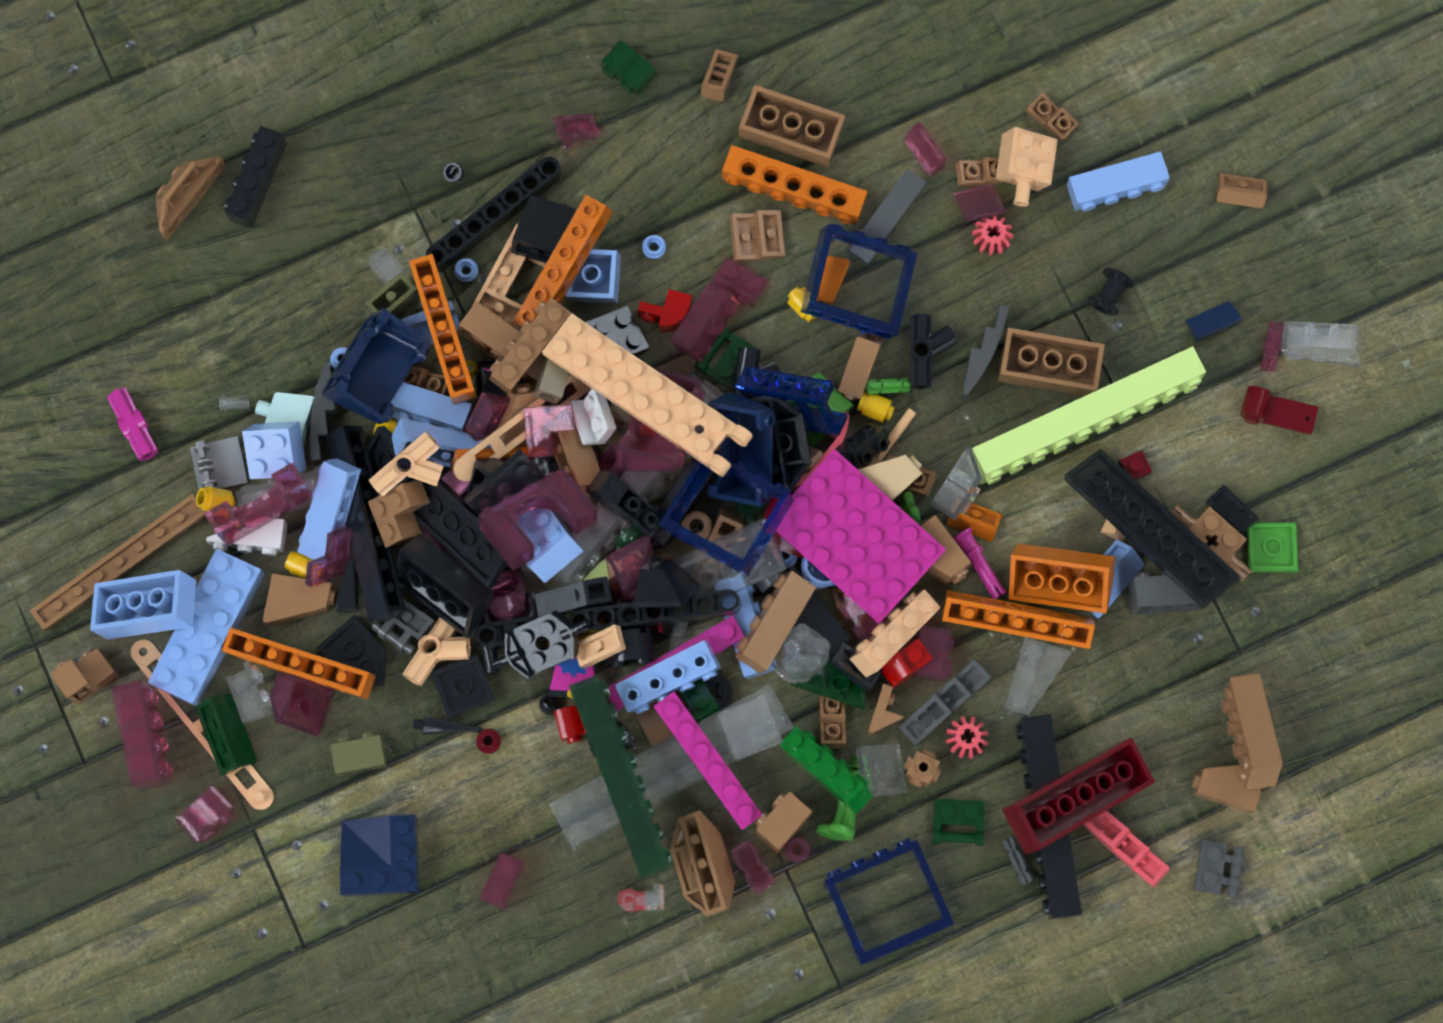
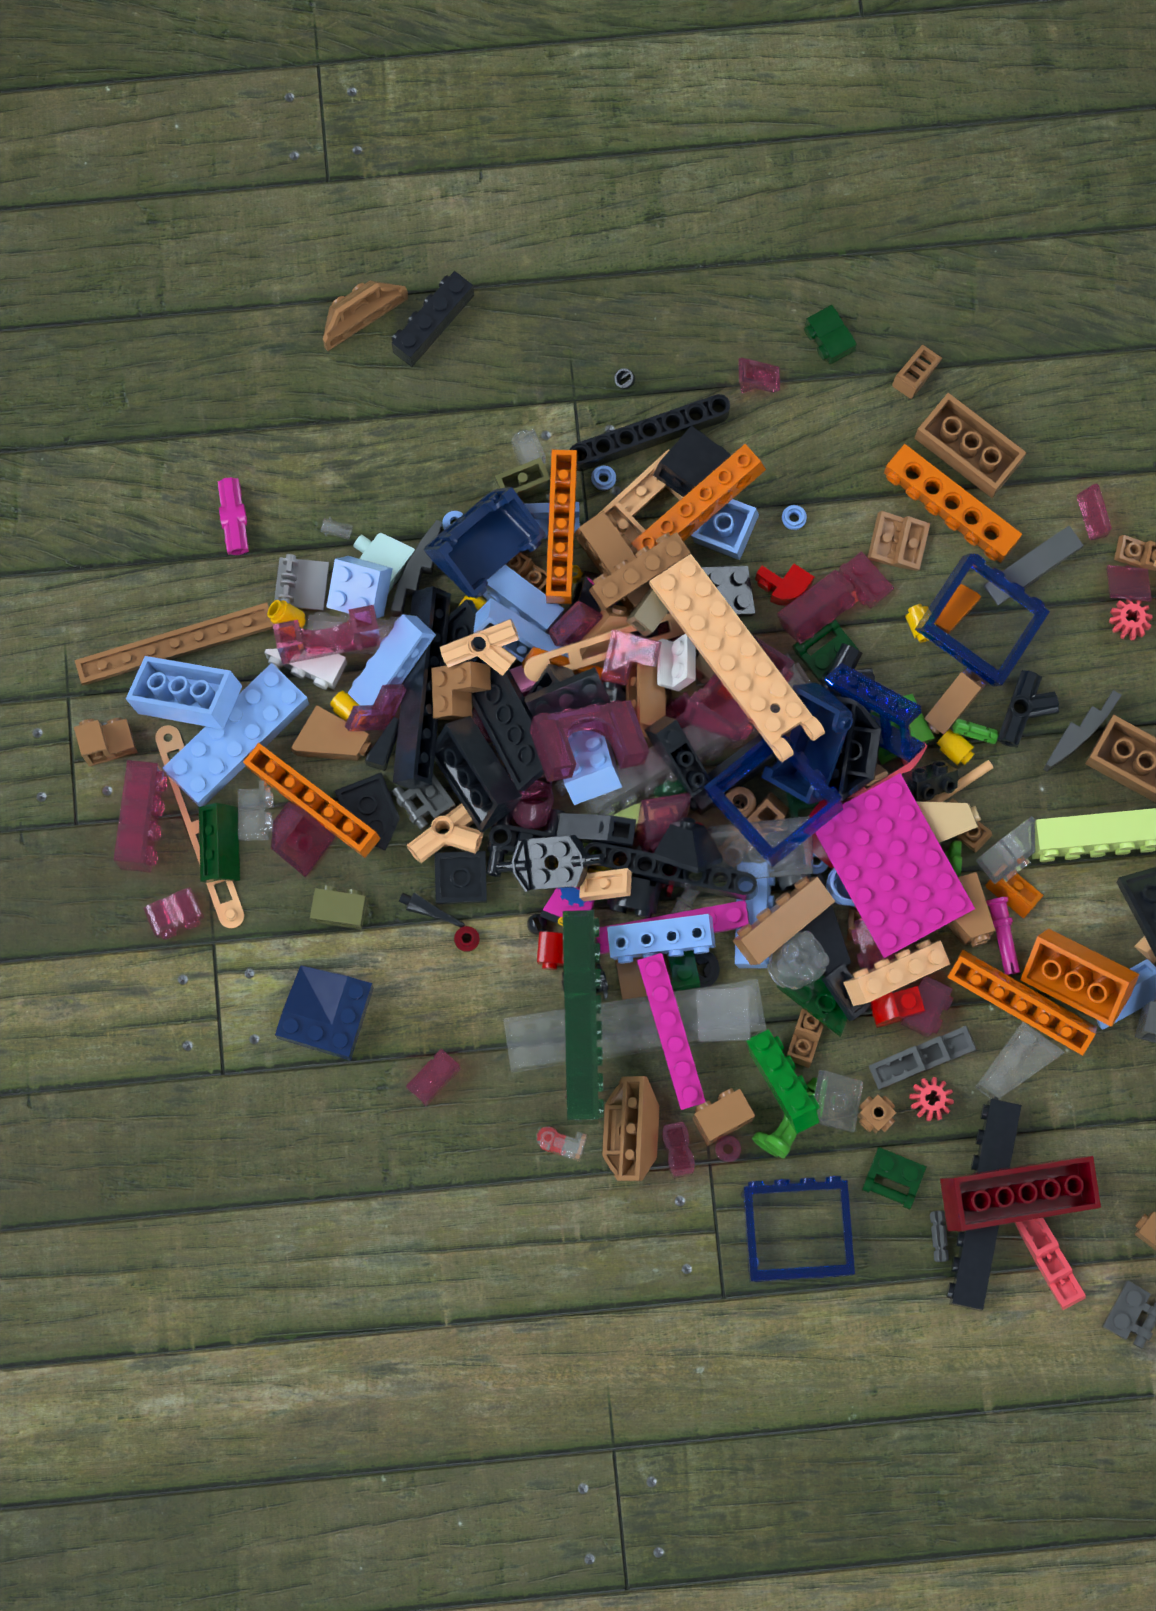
camera: 20 degrees right, 0 degrees up
(881, 718) = (854, 1050): medium nougat slope -> none

